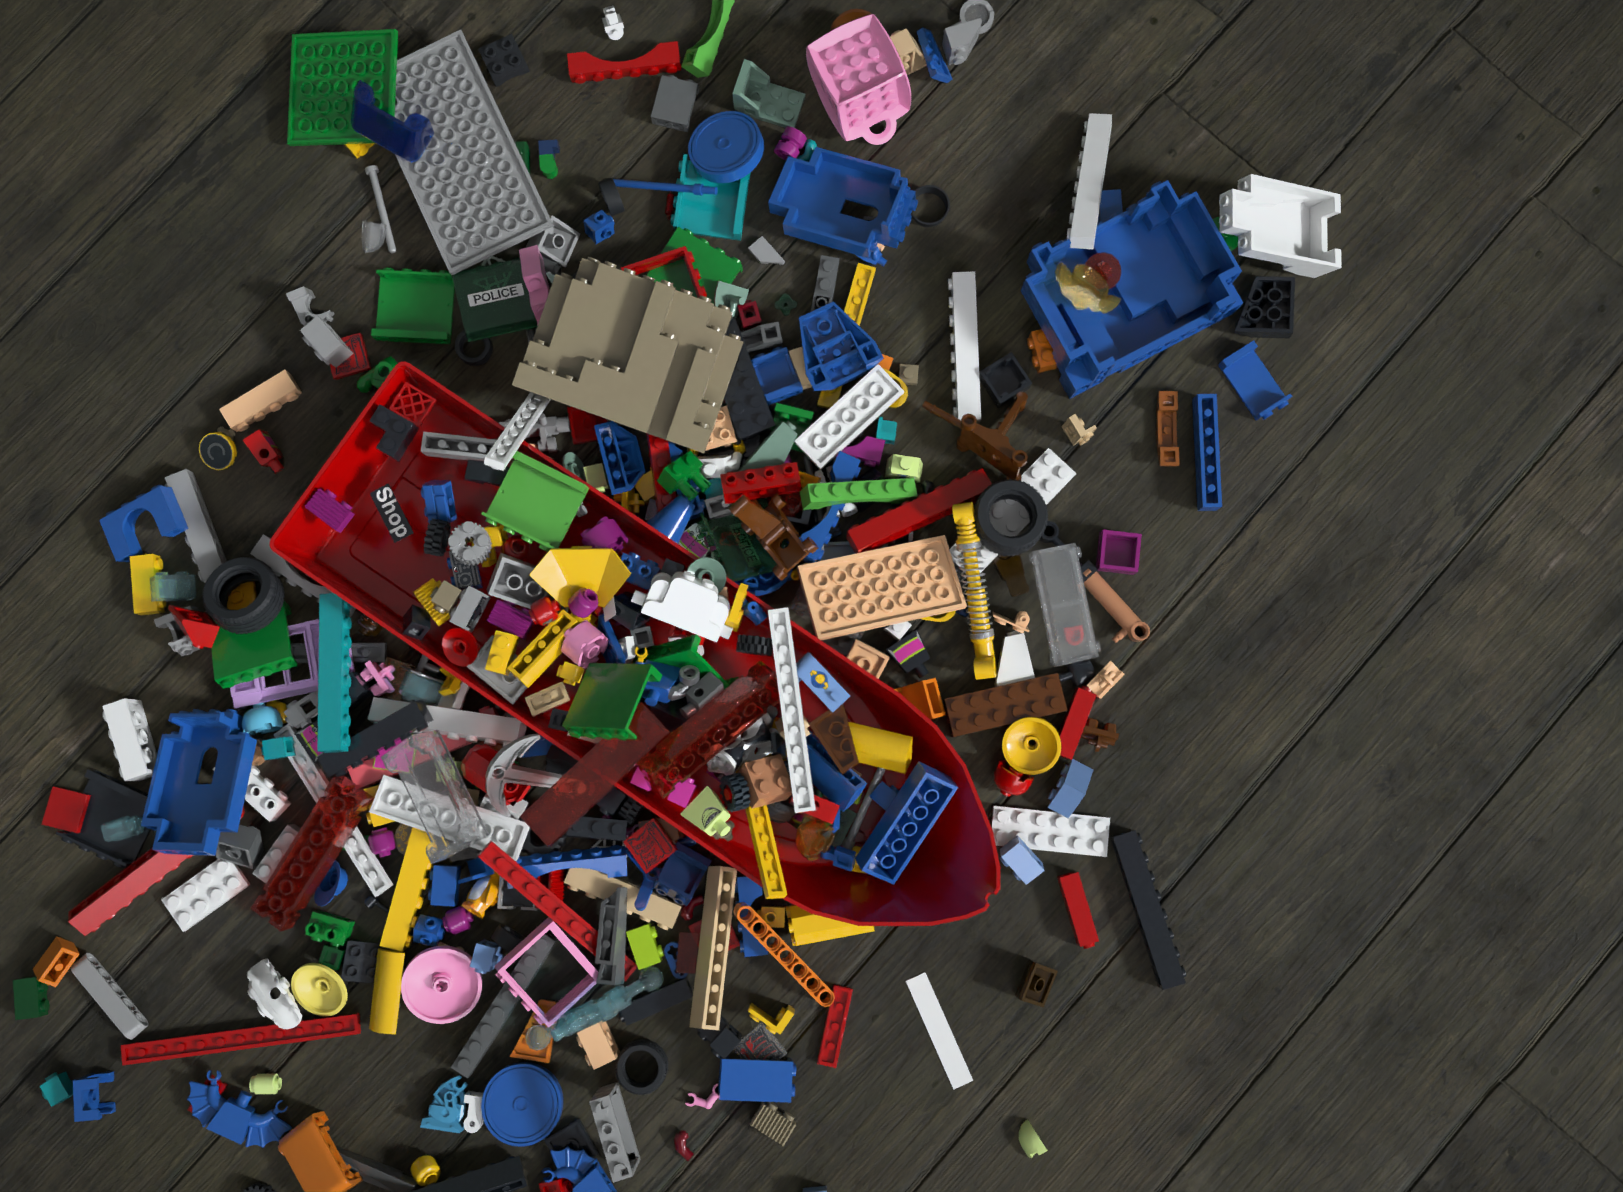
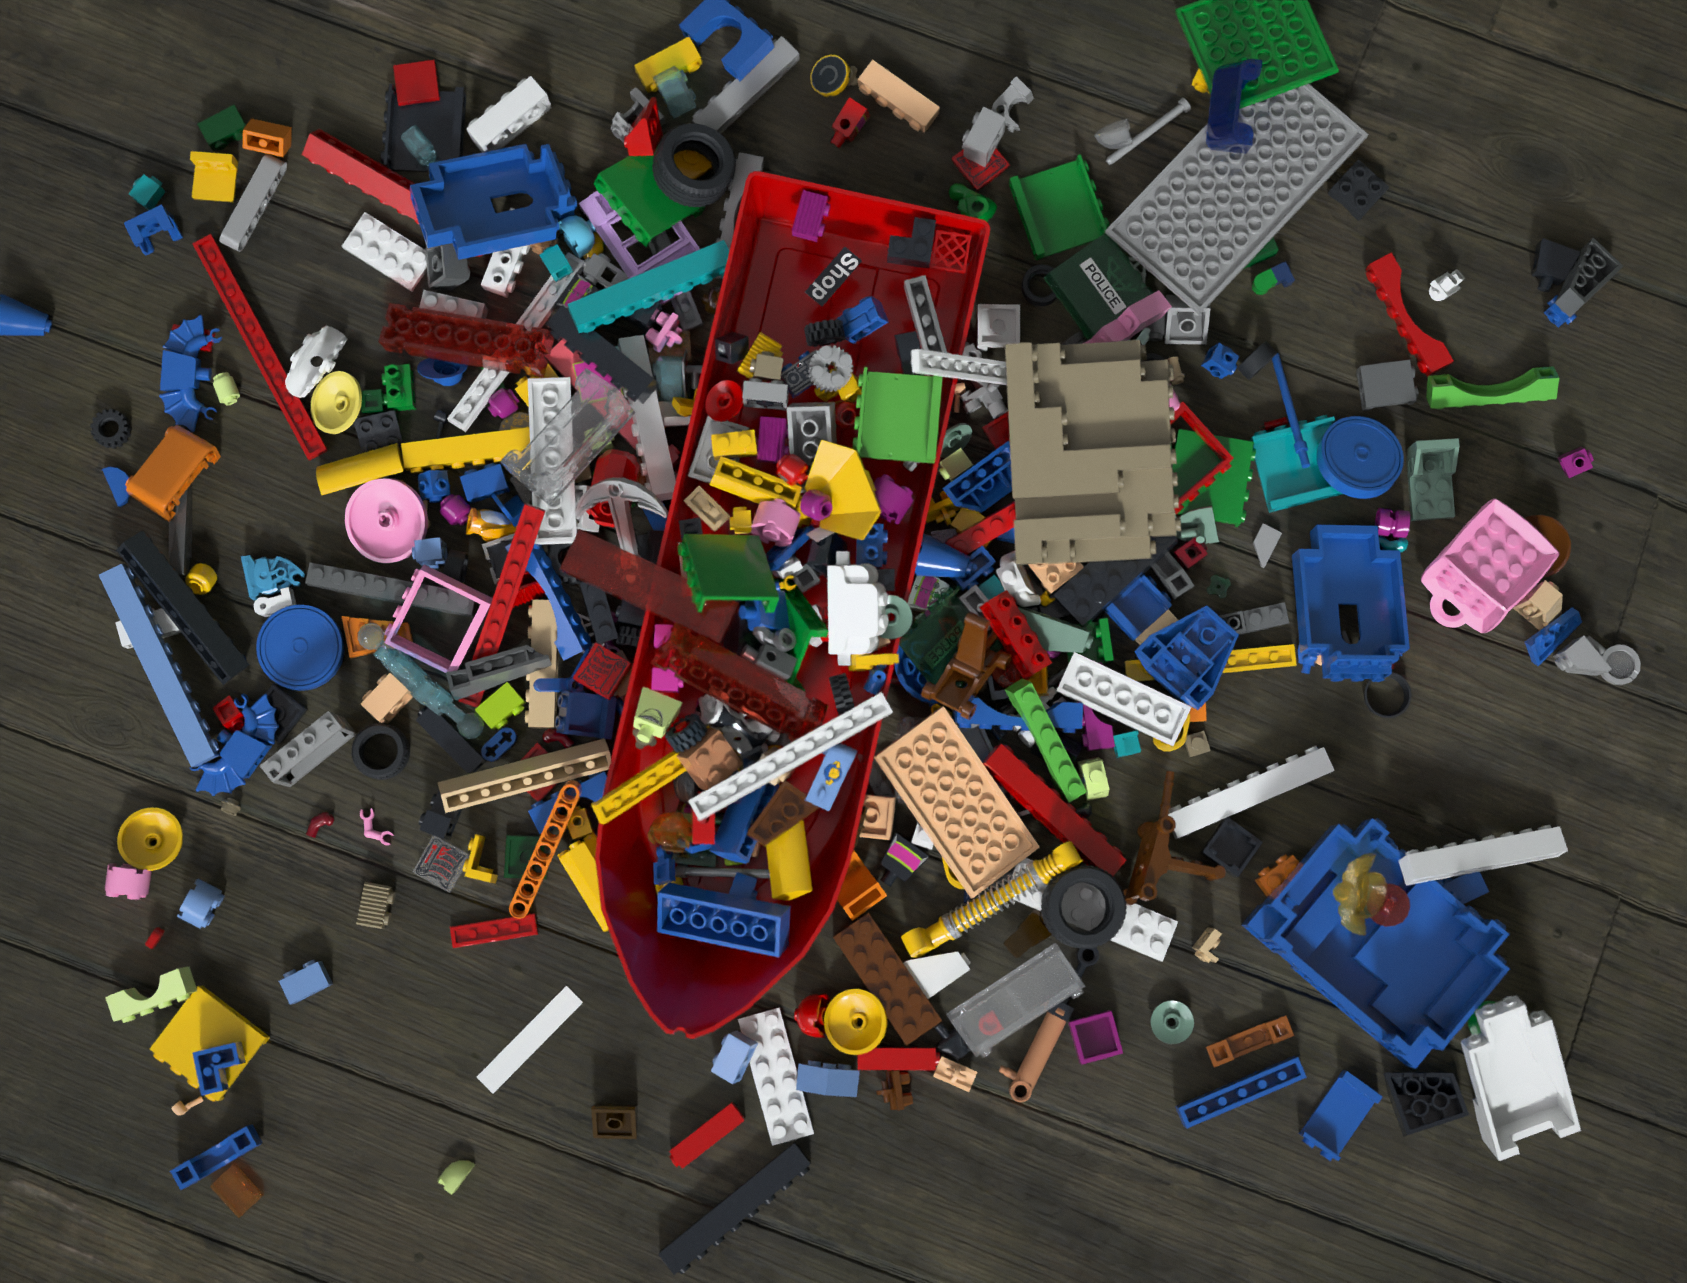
camera: 70 degrees right, 0 degrees up
(70, 1022) = (214, 176): none -> yellow bracket
(494, 395) = (997, 325): none -> white panel
(680, 472) = (993, 549): green brick -> none
(687, 952) = (510, 751): clear red tile -> none
(756, 1080) = (411, 871): blue panel -> none
(778, 978) = (518, 854): none -> dark green tile
(1019, 624) = (976, 960): light nougat hinge -> none
(1135, 478) = (1183, 1022): none -> sand green dish

